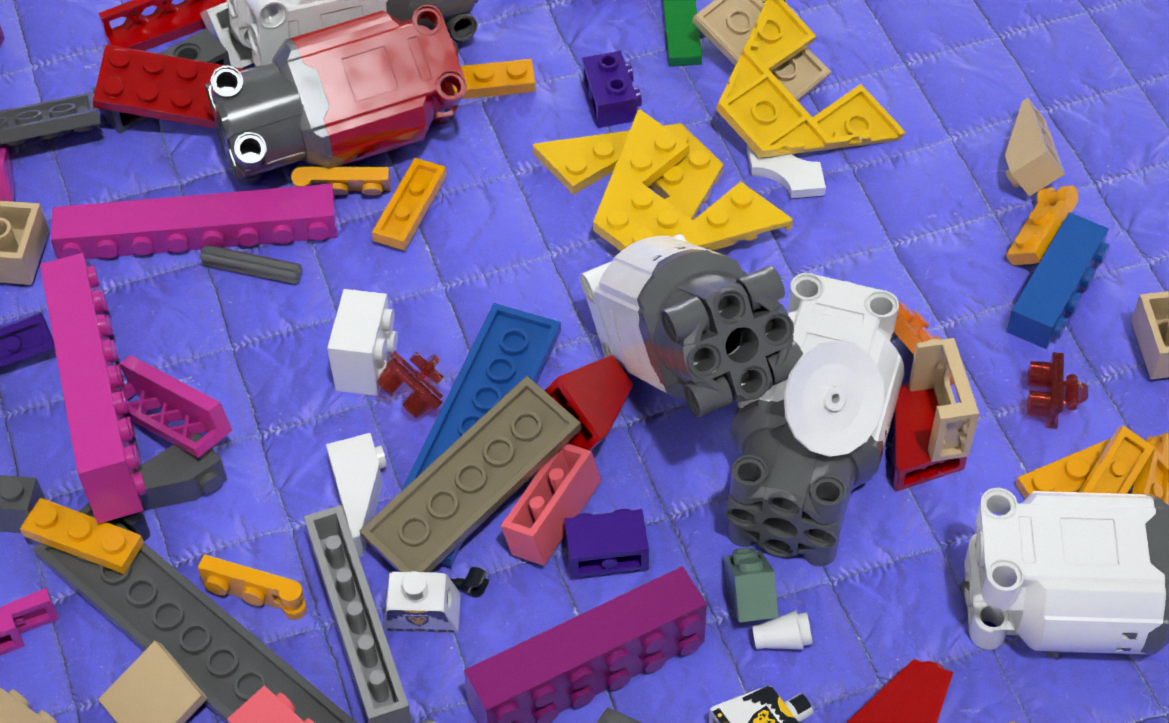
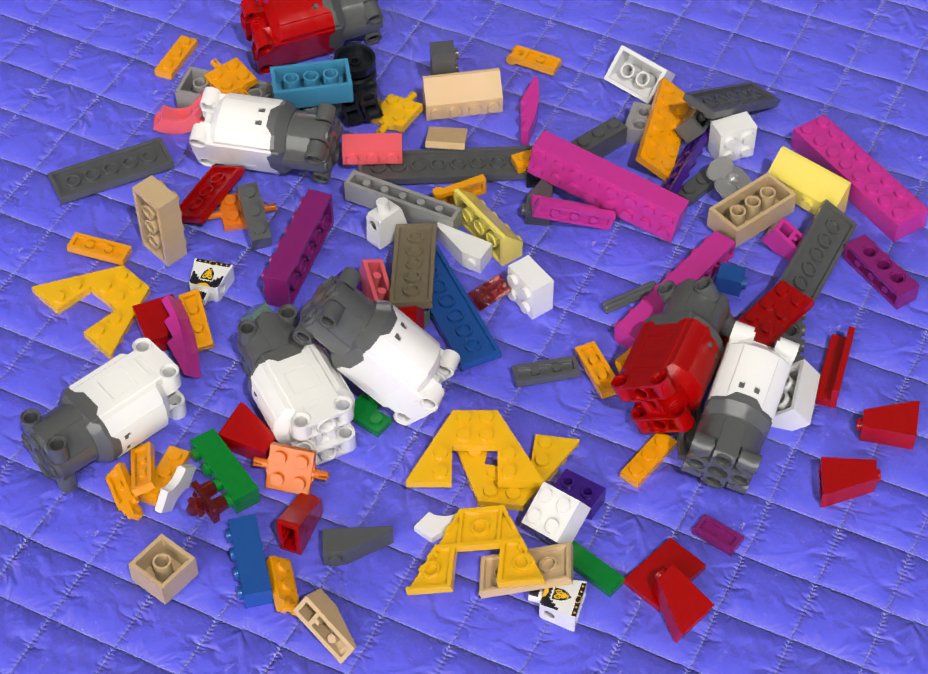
camera: 135 degrees right, 5 degrees down
(118, 181) = (731, 279): none -> blue brick
(292, 487) = (487, 226): none -> light yellow slope
(469, 247) = (545, 371): none -> dark grey plate
(474, 583) = (380, 253): black hand -> none
(671, 62) = (555, 514): none -> white brick
(785, 632) = (229, 322): white cone -> none
(834, 398) = (272, 340): white piece -> none
(843, 666) = (195, 309): none -> light orange plate
(888, 648) = (183, 339): none -> dark pink slope
(917, 213) = (350, 544): none -> dark grey slope
(953, 422) = (226, 414): tan window -> none
(962, 270) = (299, 522): none -> red slope
(999, 399) = (224, 470): none -> green brick
(1071, 431) = (171, 492): none -> white tile

